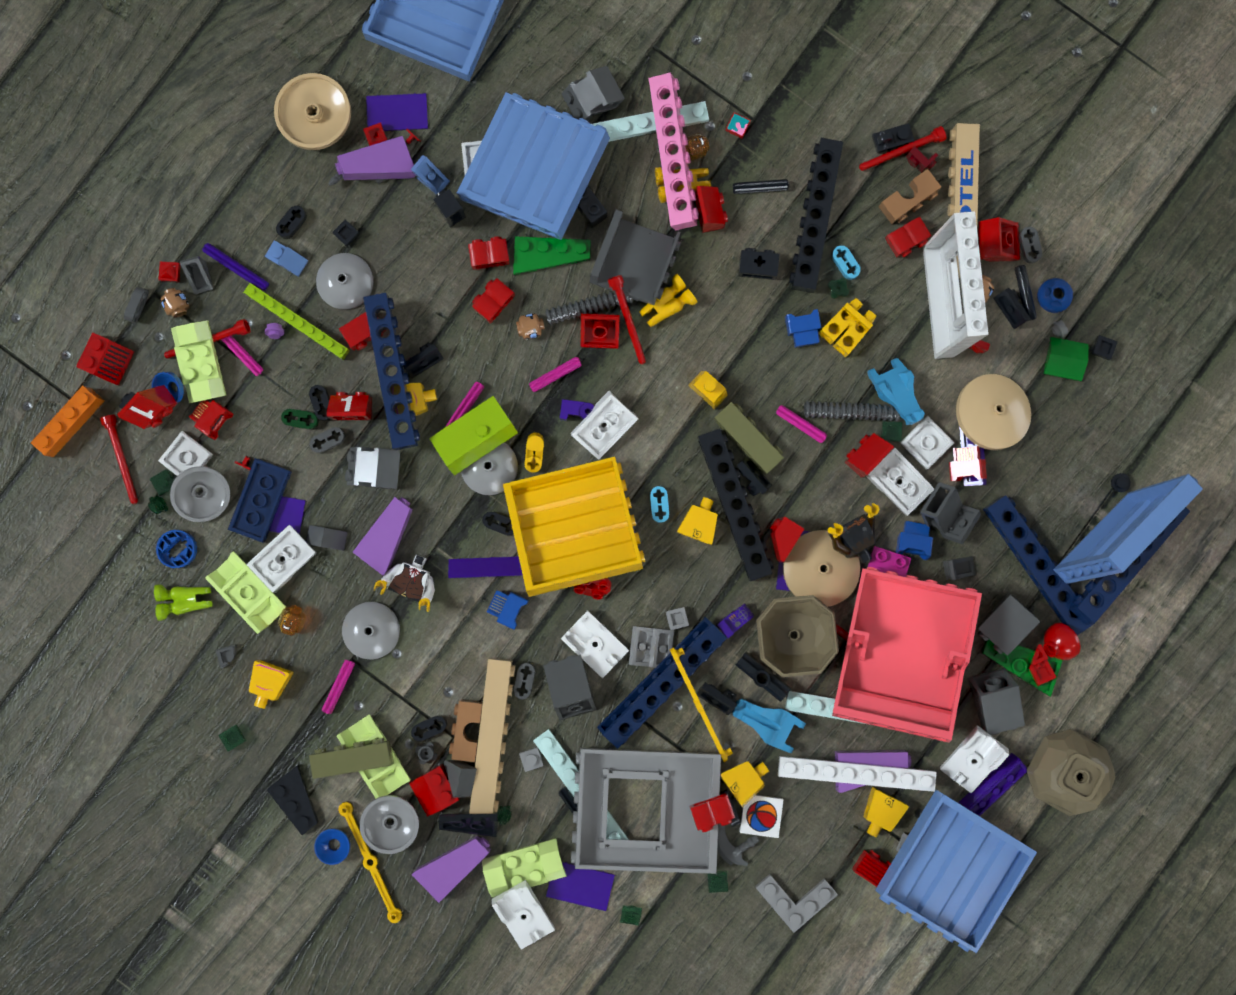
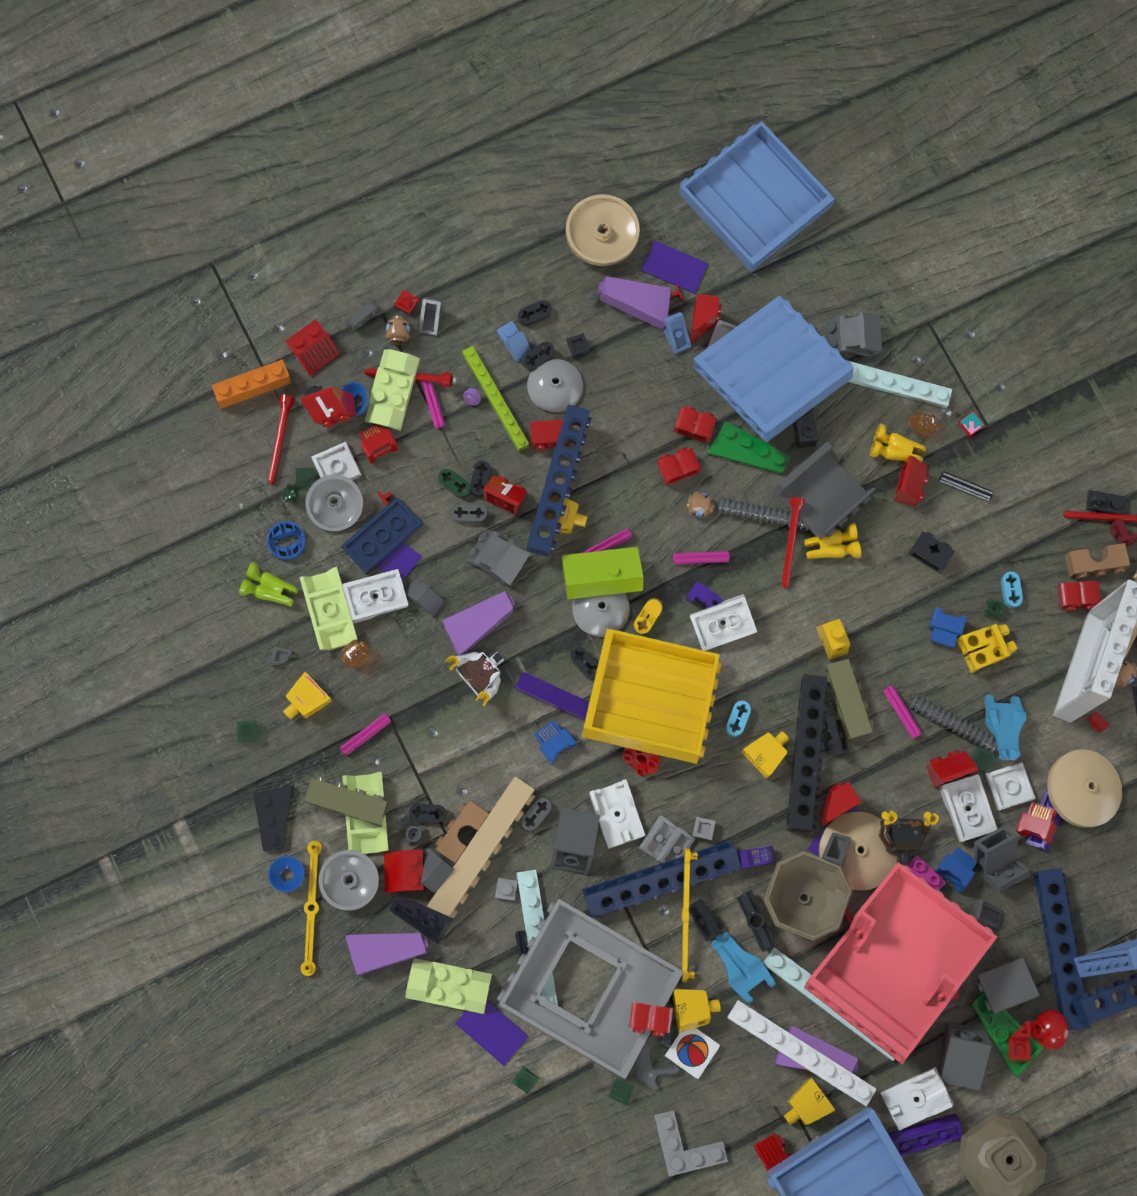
camera: 20 degrees right, 10 degrees down
(235, 267) = (466, 326): dark purple axle -> none
(317, 264) = (539, 358): none -> black beam
(375, 134) = (646, 275): red tile -> none
(384, 630) = (427, 711): light grey dish -> none
(420, 362) = (588, 487): black hinge -> none
(446, 143) = (705, 313): none -> red slope
(449, 207) = (680, 367): black brick -> none
(504, 814) = (456, 926): clear green plate -> none
(521, 901) = (426, 1012): white piece -> none
(600, 330) = (760, 538): red slope -> none
(659, 87) = (917, 356): bright pink brick -> none
(802, 580) = (837, 849): none -> dark grey slope
(832, 150) = (1045, 485): black brick -> none

